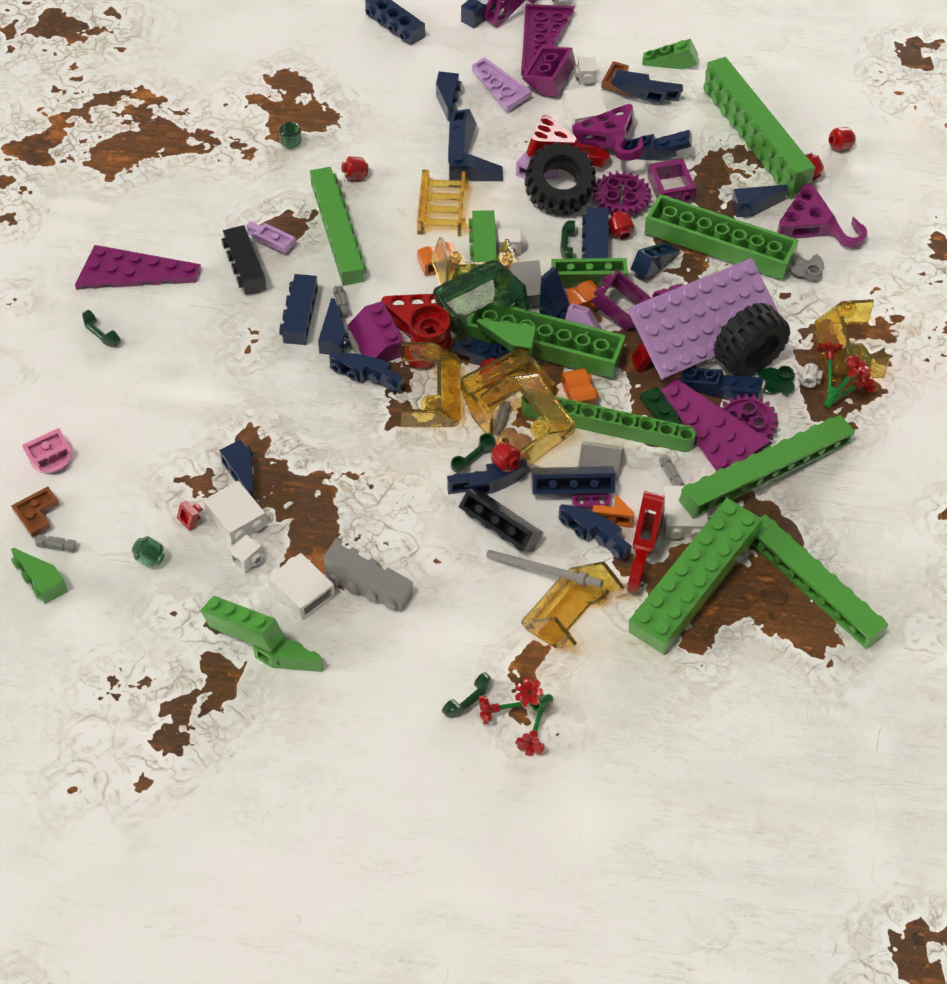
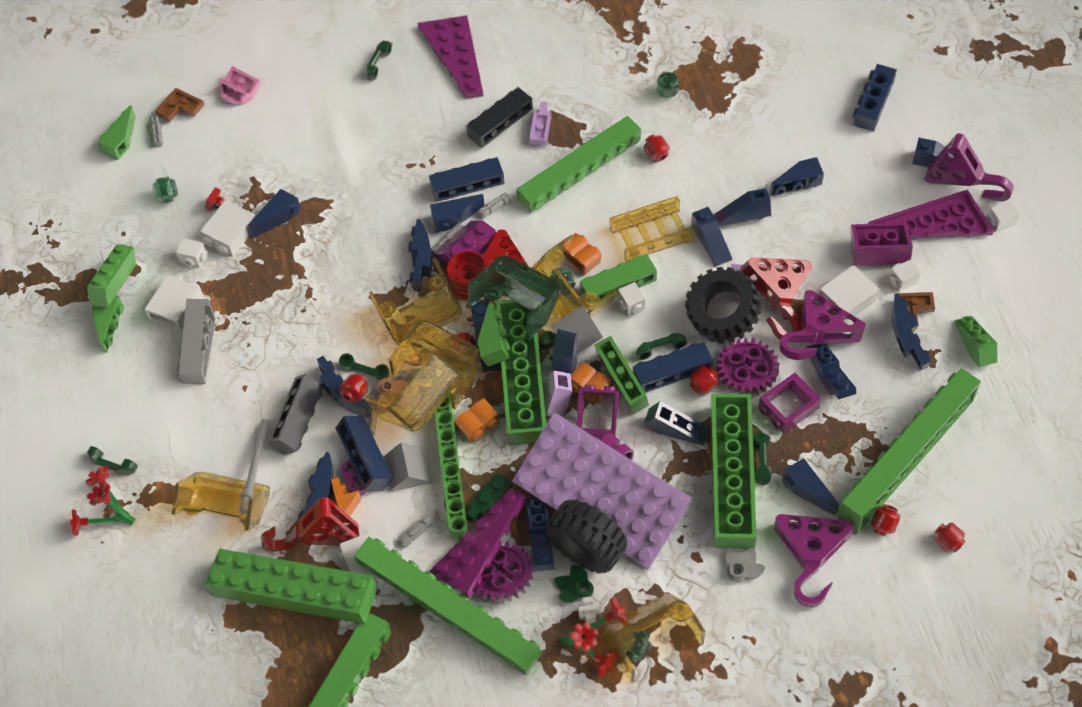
camera: 70 degrees right, 5 degrees up
(500, 84) = (840, 214): lavender wing -> none

